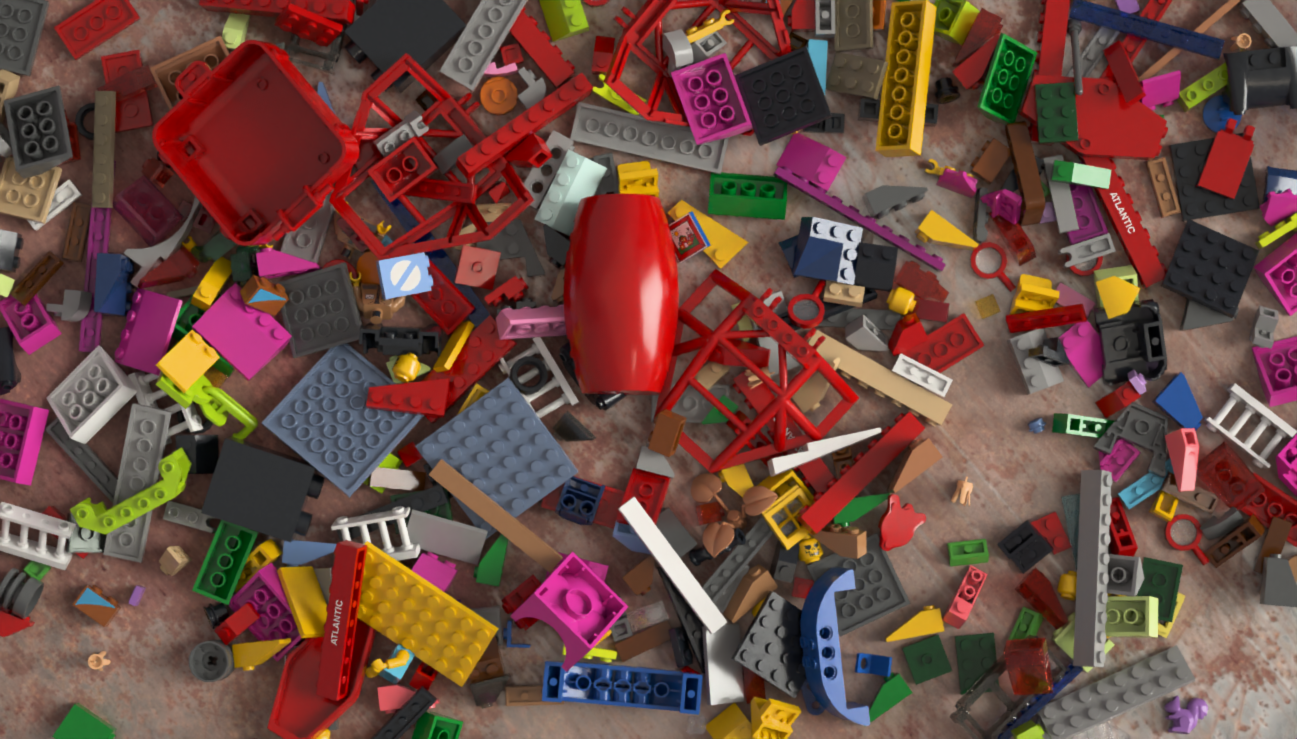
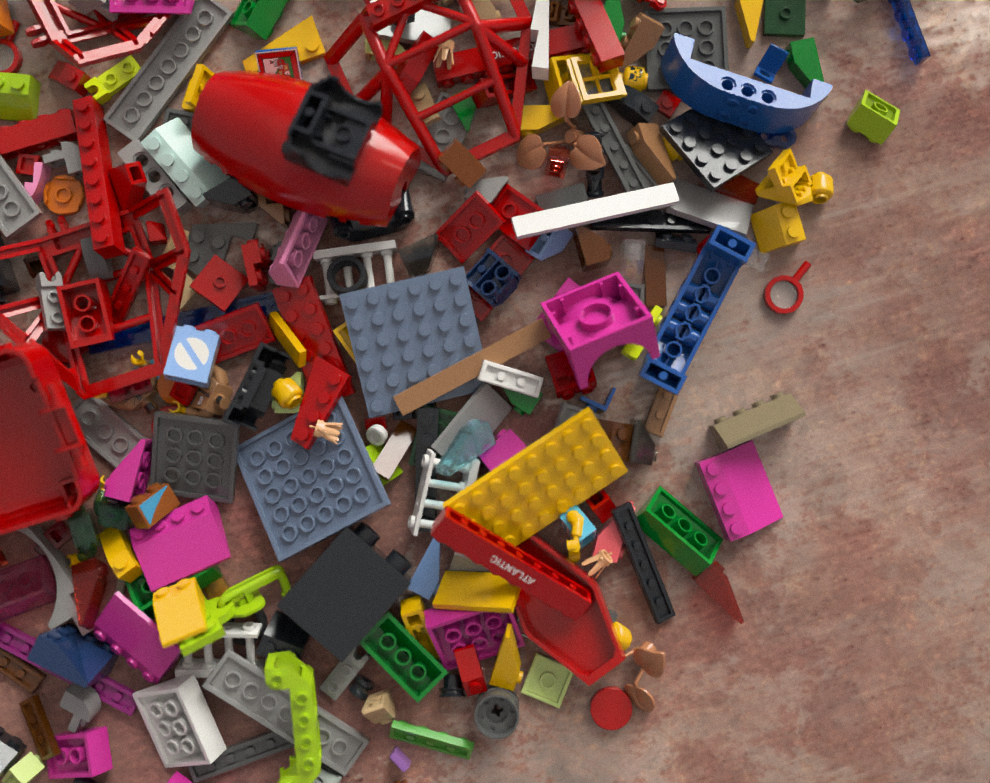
camera: 70 degrees left, 0 degrees up
(164, 615) = (431, 739): none -> bright green plate
(183, 536) = (361, 687): none -> black wheel
(254, 693) = (547, 680): none -> yellowish green tile
(370, 277) = (183, 392): none -> red plate
(377, 698) = (603, 558): none -> light nougat piece
(388, 417) = (327, 430): none -> light nougat piece
(403, 458) = (377, 435): none -> white tile
(425, 540) = (466, 446): none -> clear light blue slope
(498, 553) = (510, 378): none -> white tile
(616, 462) = (470, 227): none -> red plate
(632, 323) = (330, 130): none -> black piece

